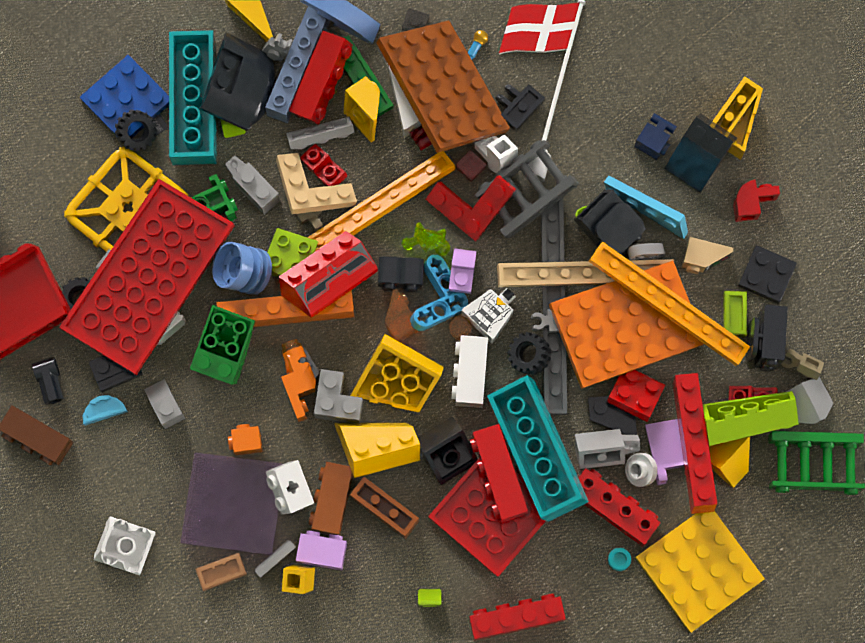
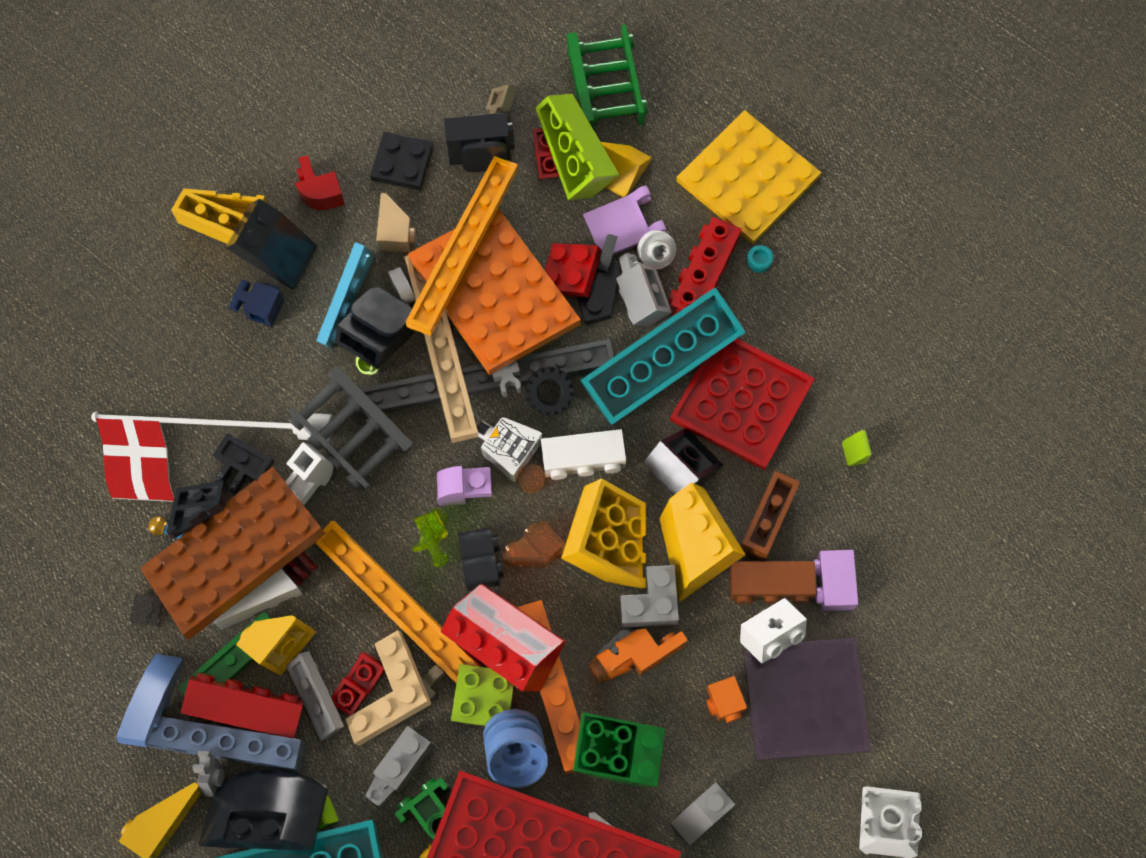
camera: 100 degrees left, 5 degrees down
(221, 571) = (890, 694): medium nougat plate -> none
(273, 559) = (865, 636): light grey tile -> none
(298, 579) = (878, 597): yellow brick -> none
(447, 297) = (496, 501): dark azure beam -> none
(470, 166) = (328, 504): clear red plate -> none
(476, 219) = (397, 490): red plate -> none
(488, 65) = (195, 505): none -> black wing
(499, 472) = (701, 392): red brick -> none
(516, 618) = (855, 349): red brick -> none
(644, 426) = (607, 252): none -> dark grey tile
(694, 443) = (616, 196): red brick -> none
(735, 312) = (453, 186): lime tile -> none
(812, 401) = (533, 92): light grey slope -> none

